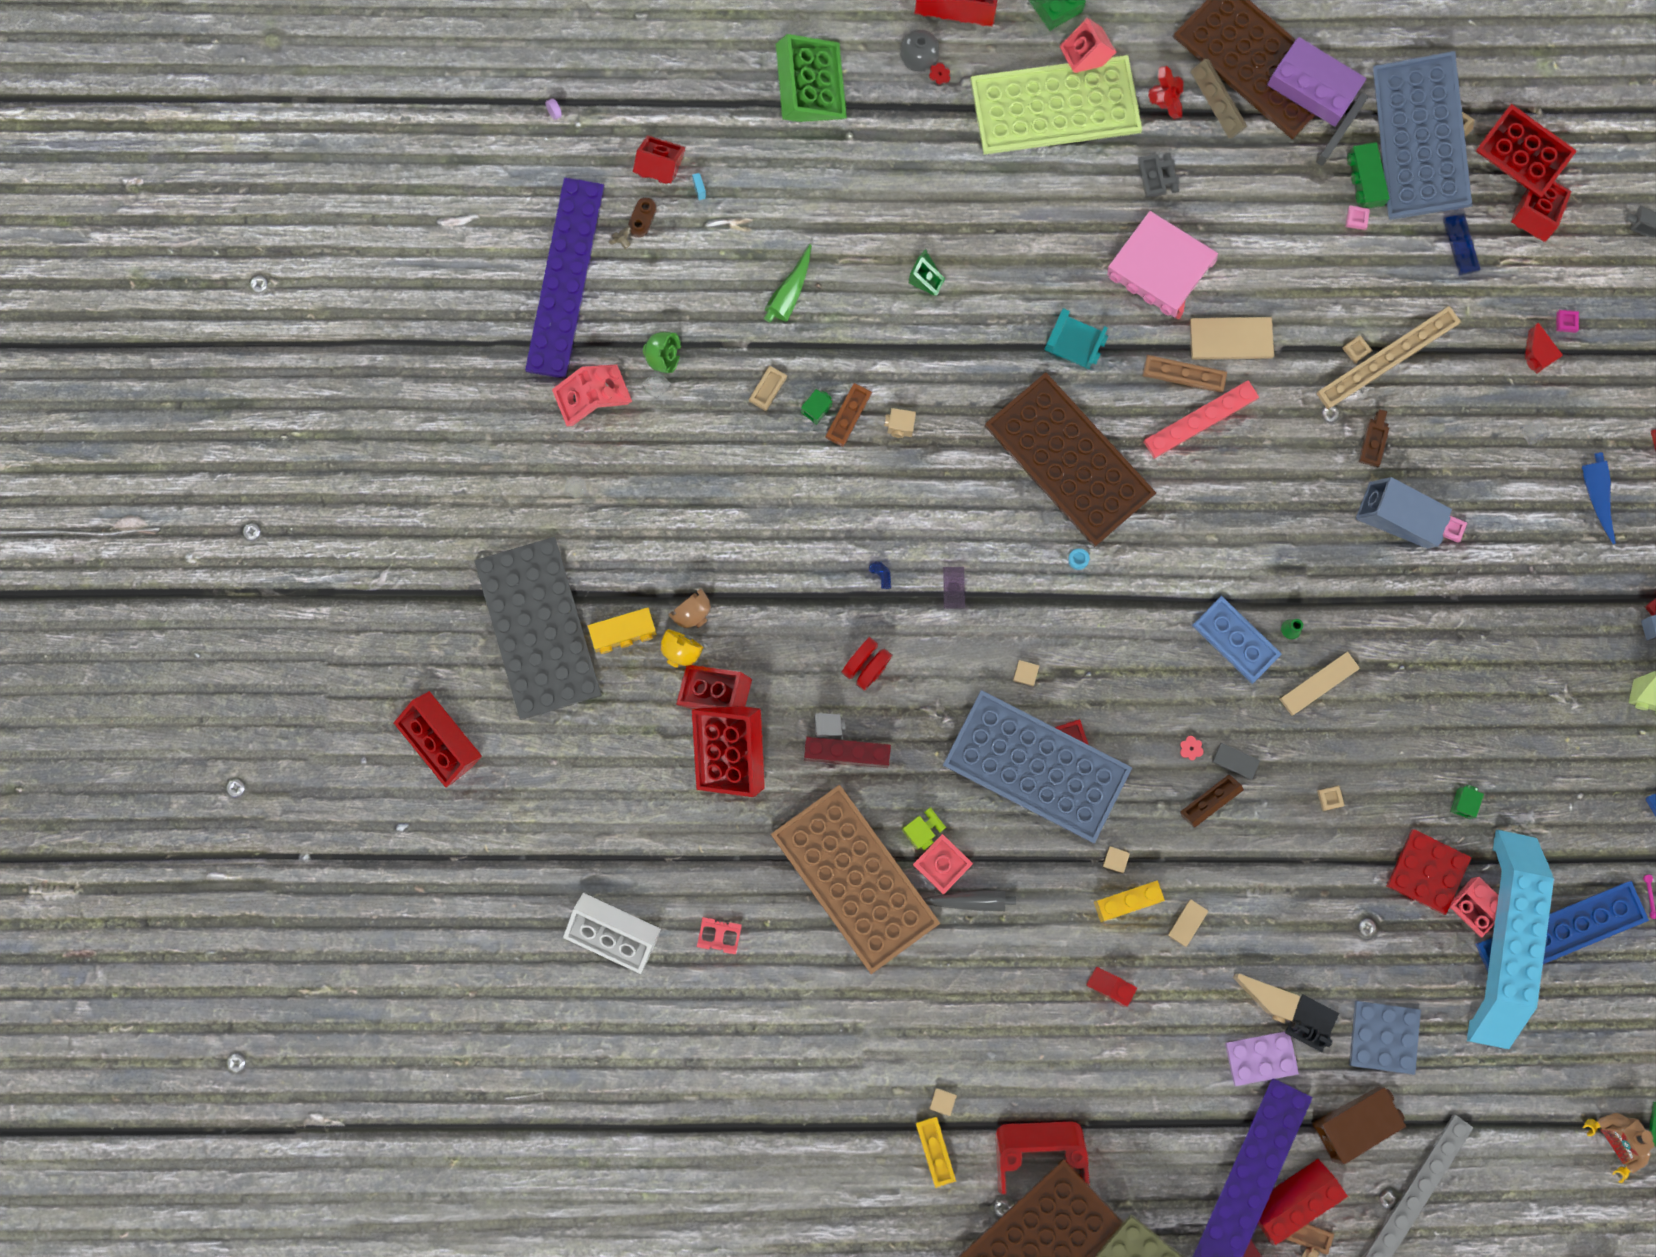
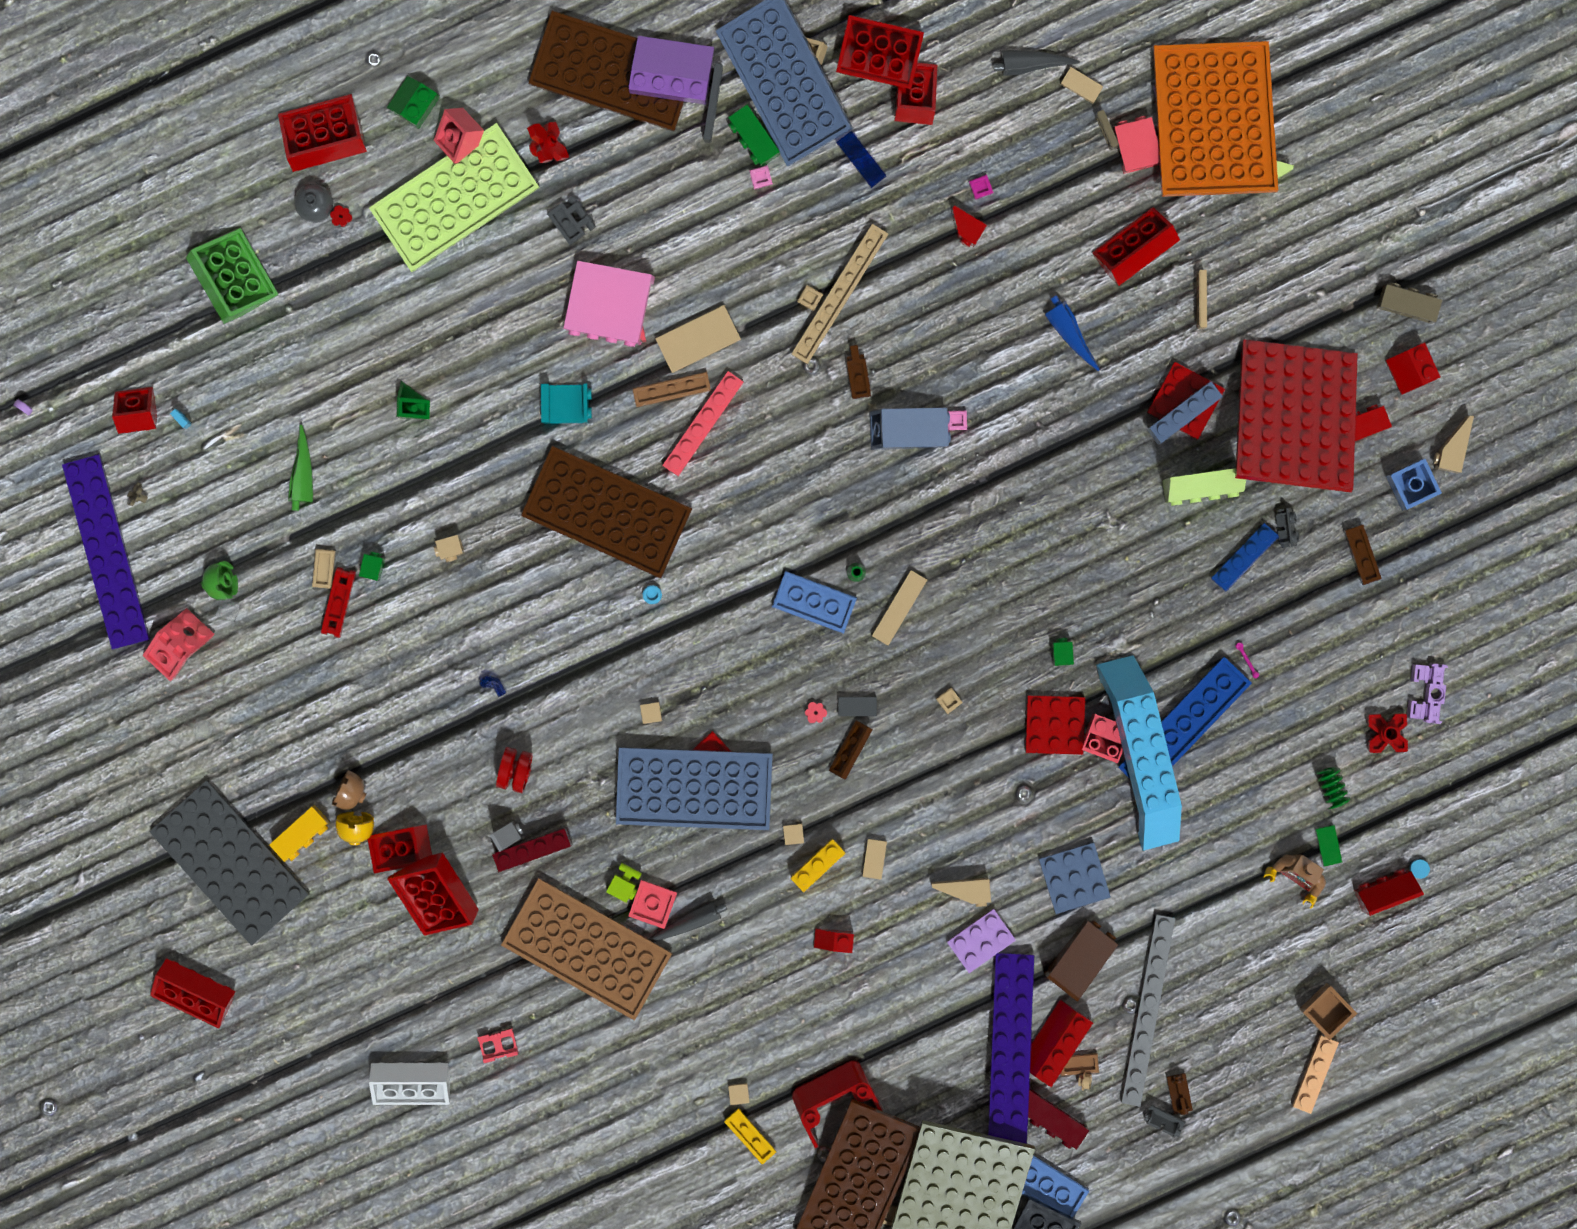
camera: 15 degrees left, 10 degrees up
(642, 216) = (147, 467): reddish brown plate -> none
(767, 426) = (338, 602): none -> red plate
(848, 415) = (402, 561): dark orange plate -> none
(953, 588) = (558, 669): clear purple plate -> none
(1218, 98) = (593, 125): dark tan plate -> none
(1312, 1023) = (1010, 894): black hinge -> none

